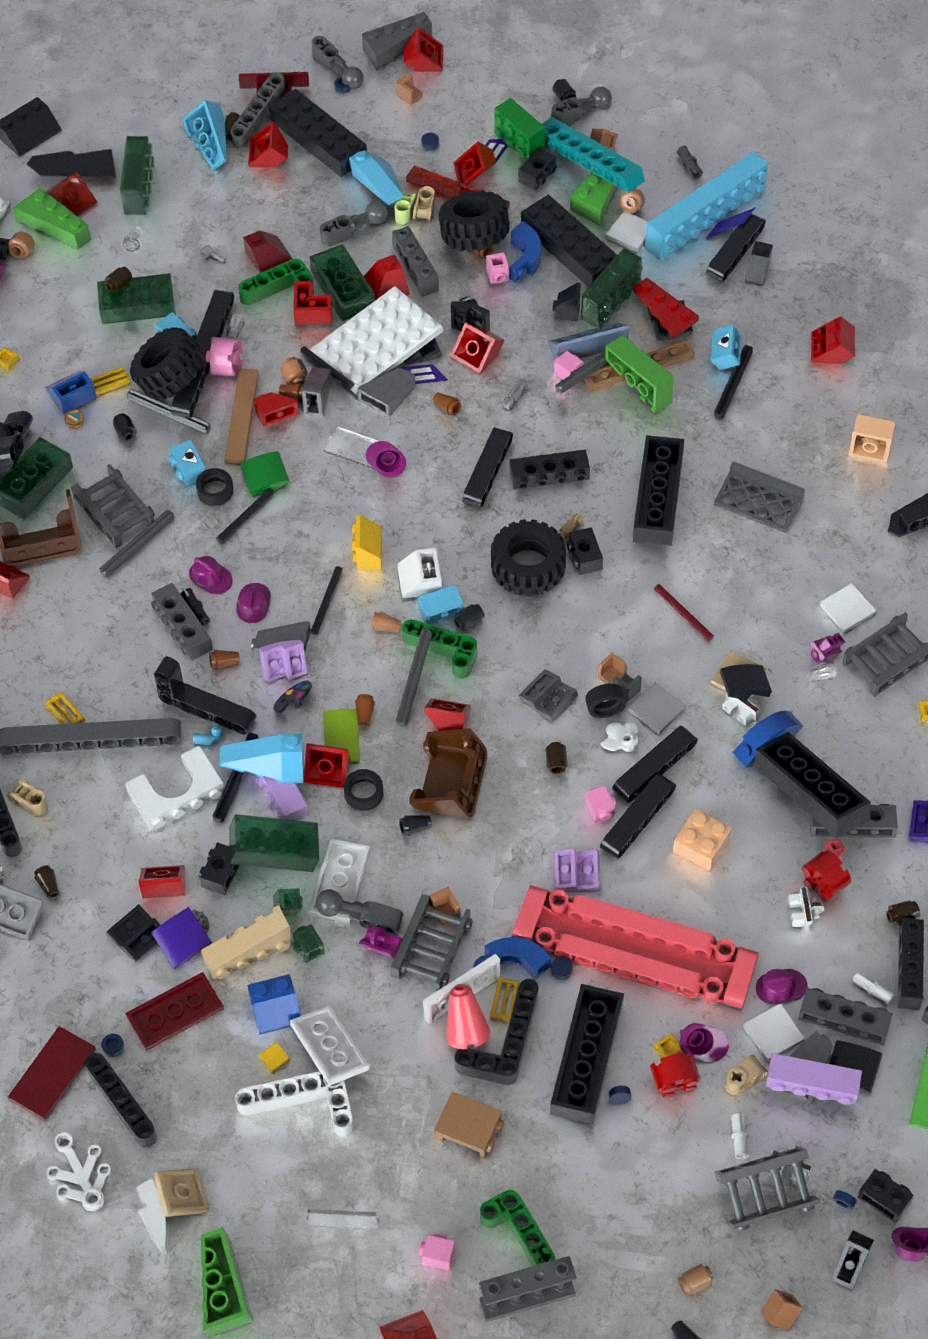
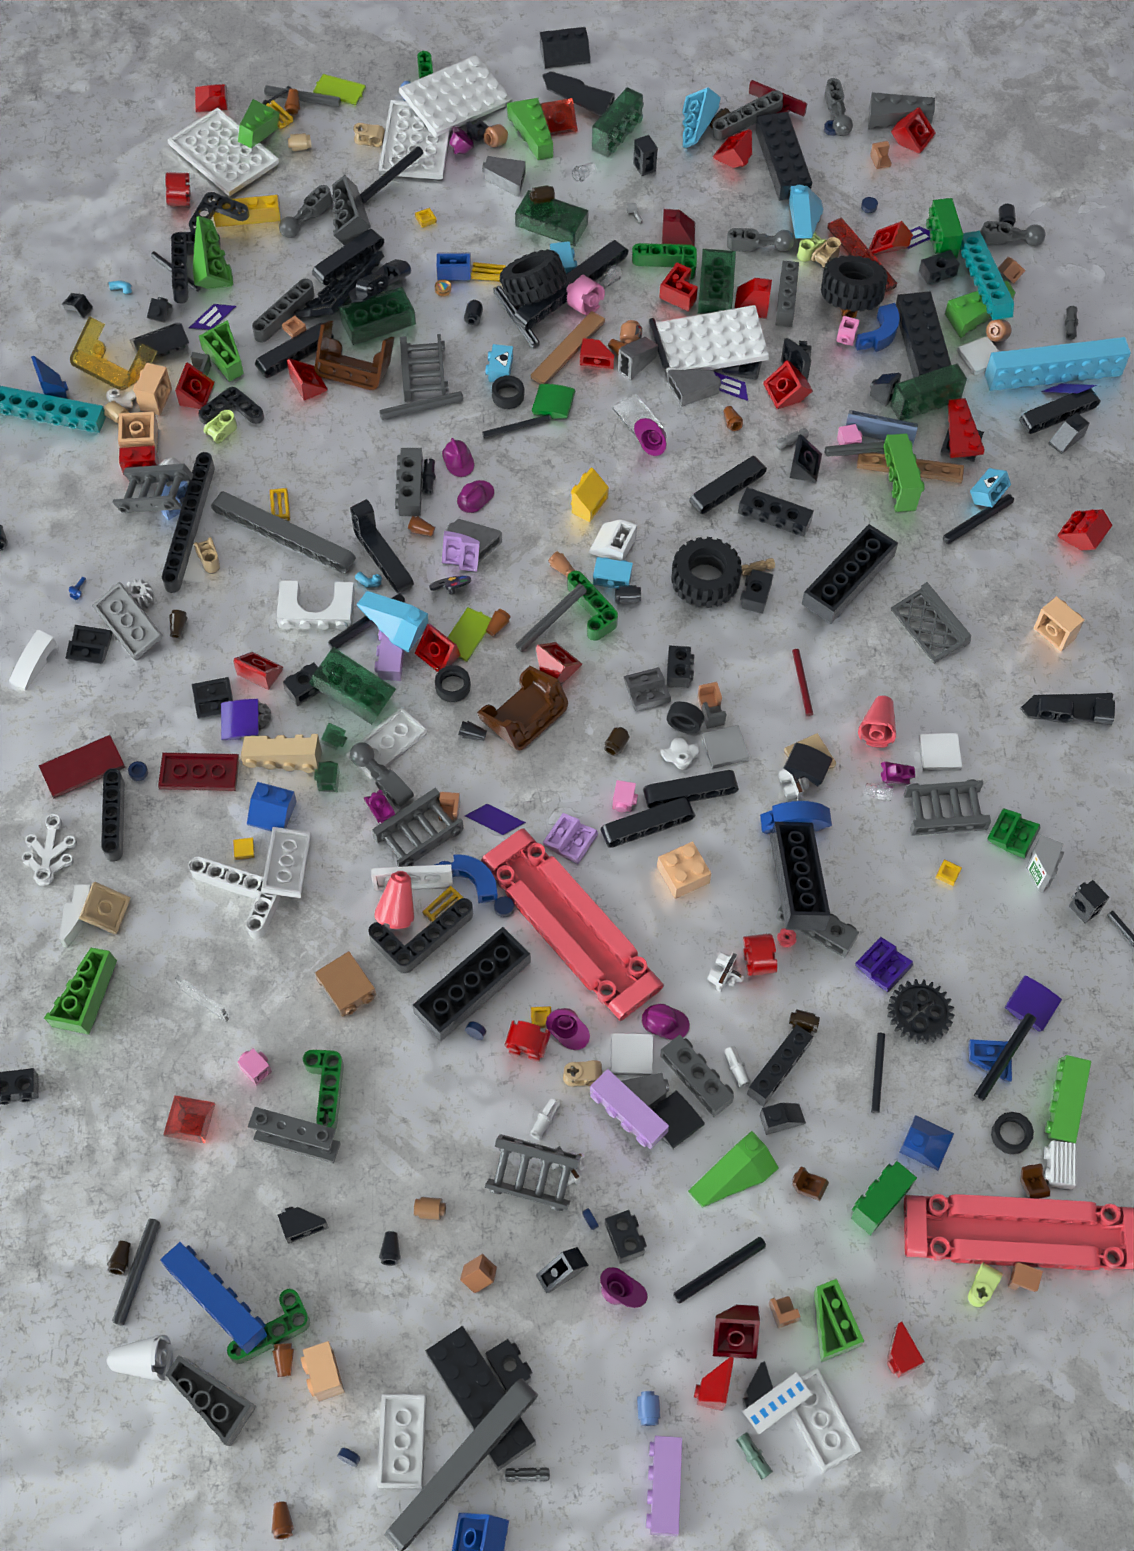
camera: 30 degrees right, 5 degrees up
(57, 277) = (505, 173): none -> flat silver slope
(187, 194) = (645, 155): none -> black brick
(326, 600) = (530, 523): black bar -> none
(493, 893) = (494, 819): none -> dark purple sticker
(542, 408) = (805, 461): none -> black slope
(561, 659) = (678, 666): none -> black brick
(780, 611) = (879, 723): none -> coral cone

